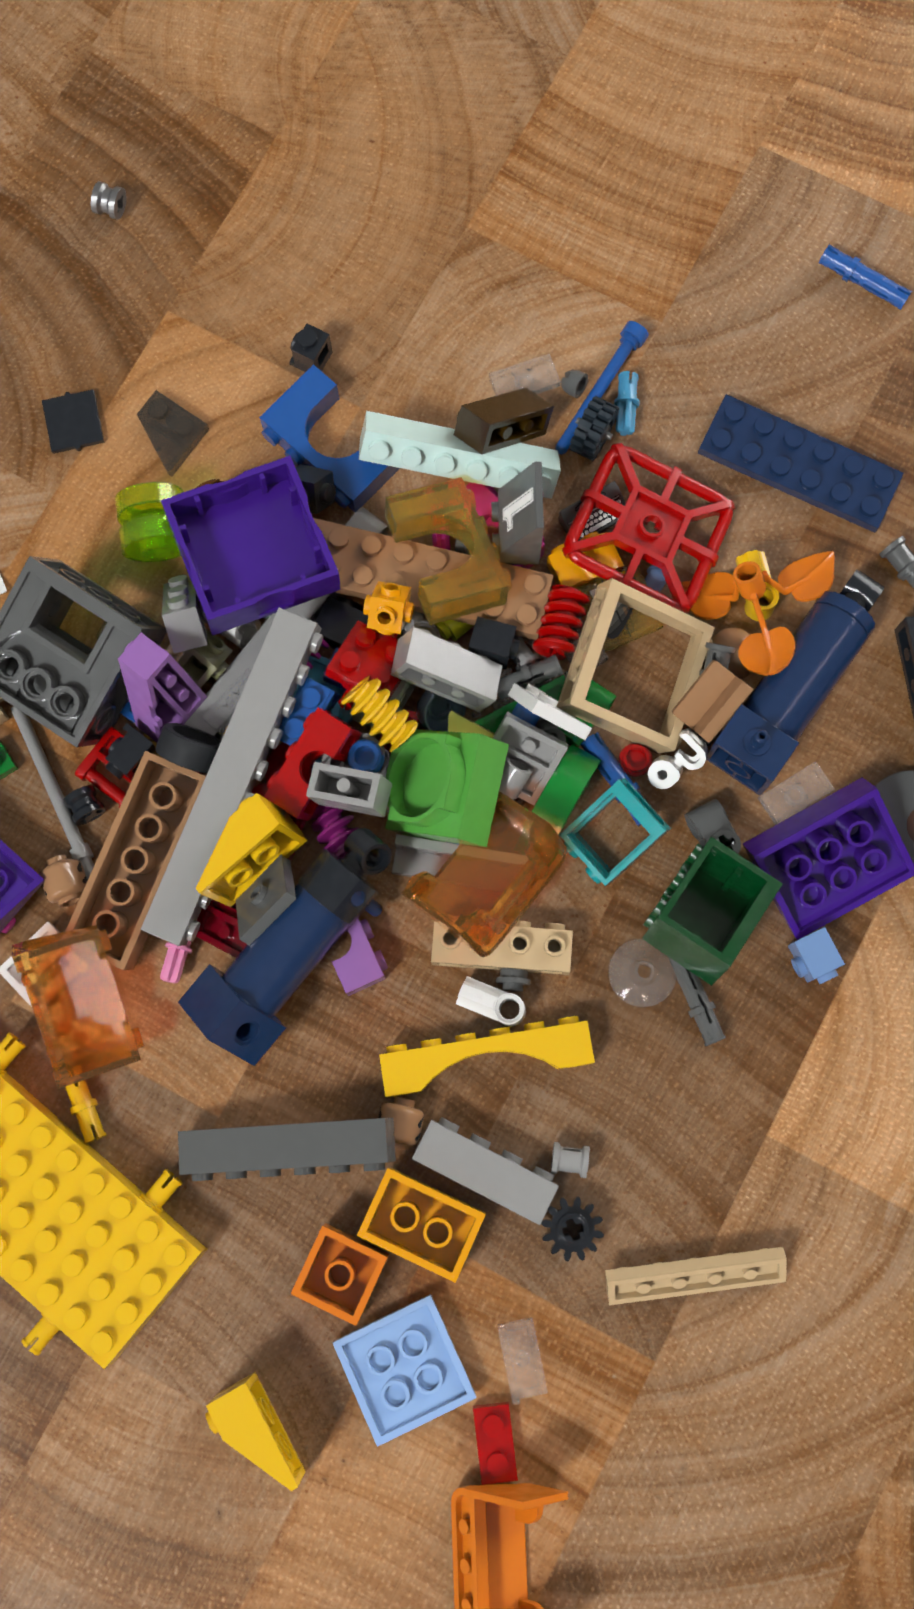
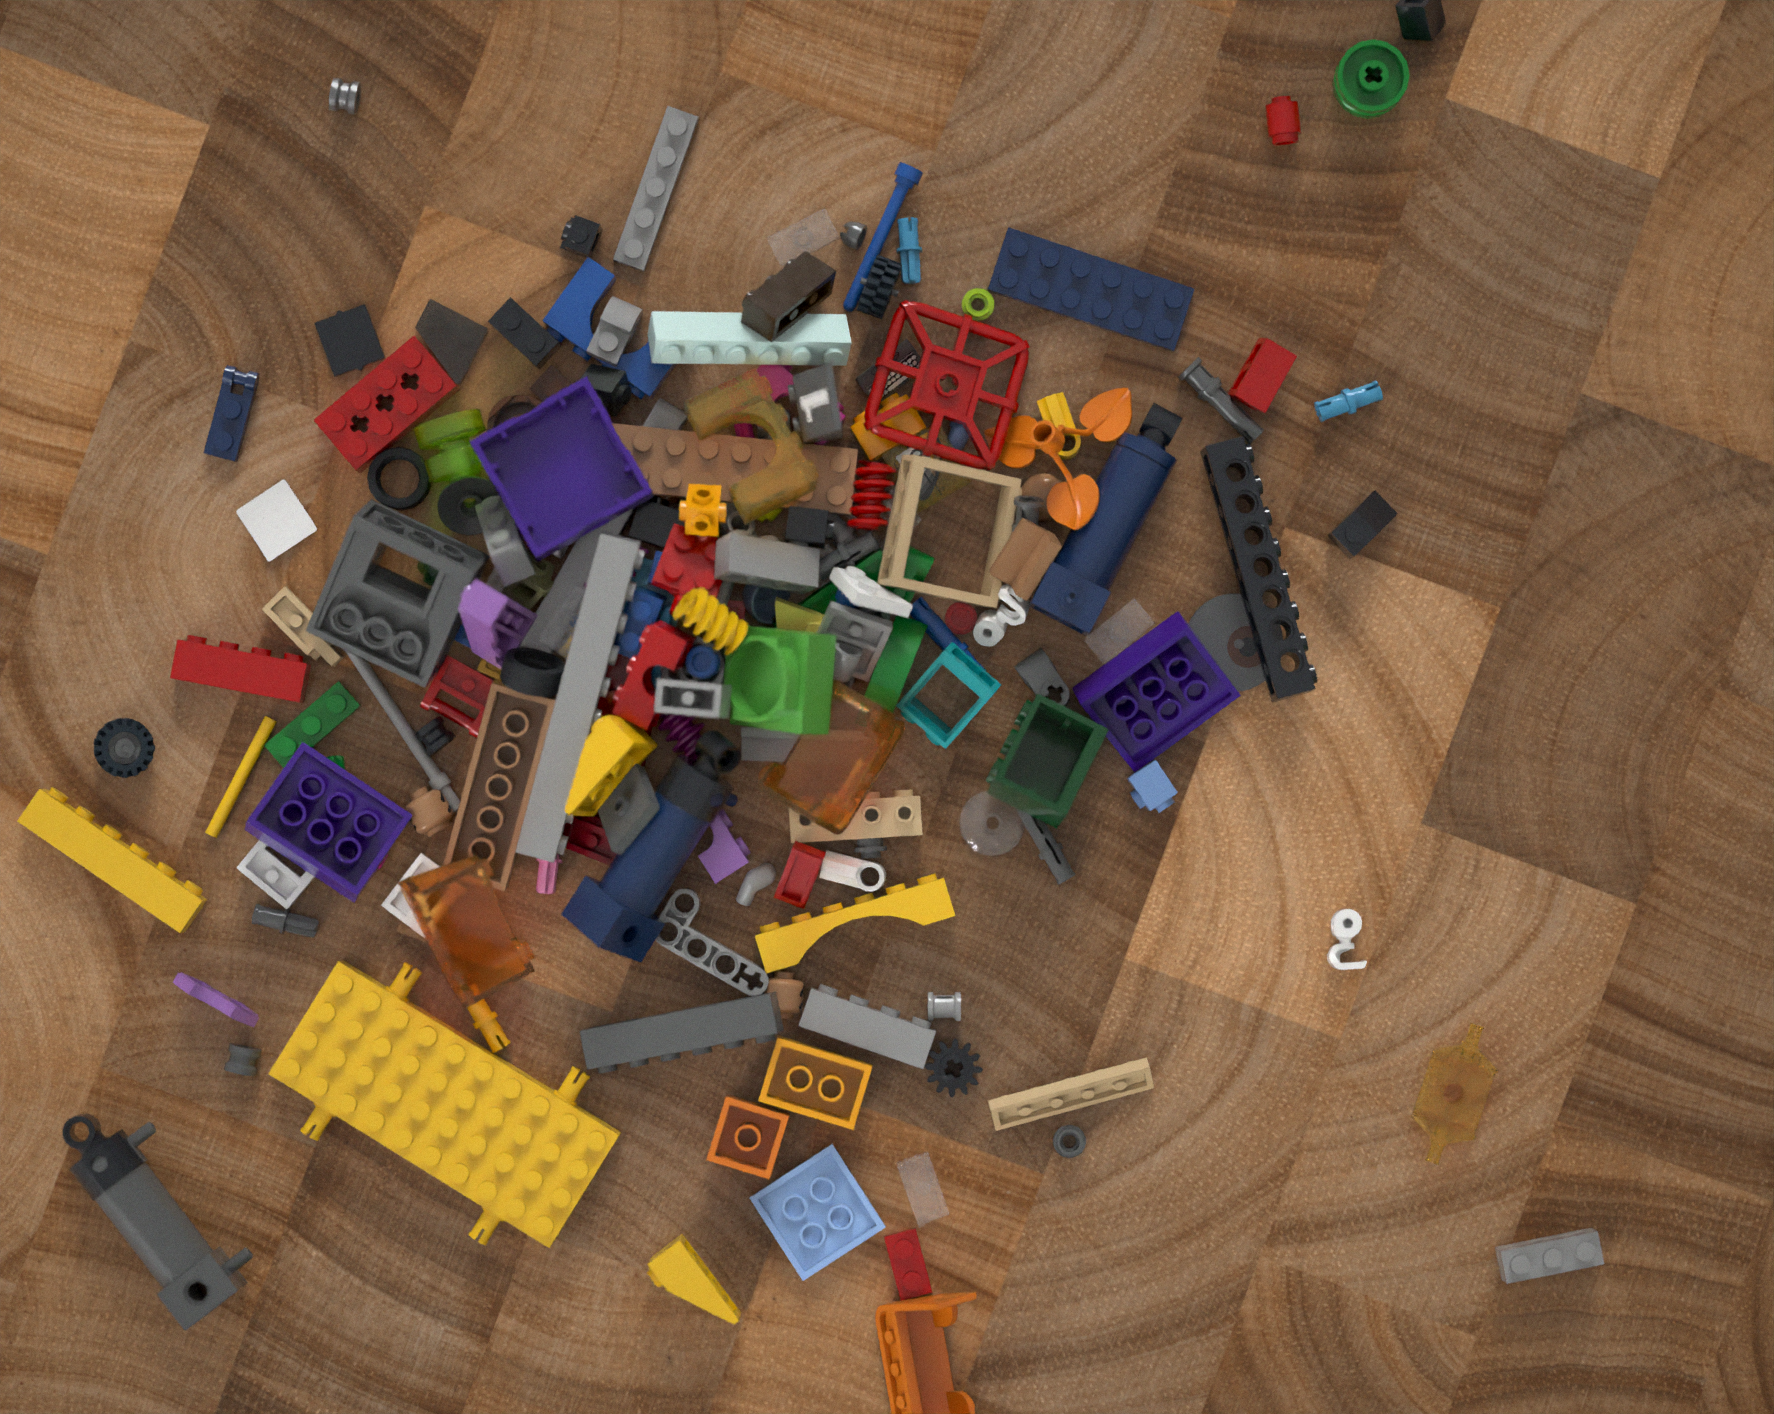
camera: 15 degrees left, 10 degrees up
(84, 531) = (378, 465): none -> black tyre
(92, 477) = (365, 399): none -> red brick
(127, 753) = (473, 683): black brick -> none
(141, 580) = (457, 513): none -> dark grey dish
(241, 430) = (524, 333): none -> black brick
(329, 435) = (614, 331): none -> light grey brick
(334, 1065) = (714, 949): none -> light grey beam
(388, 998) = (754, 881): none -> light grey arm
(389, 320) = (656, 188): none -> light grey plate
(435, 997) = (799, 874): none -> red tile
(693, 455) = (982, 294): none -> lime plate
(697, 1334) = (1077, 1148): none -> dark grey plate
(860, 274) = (1136, 79): blue pin -> none

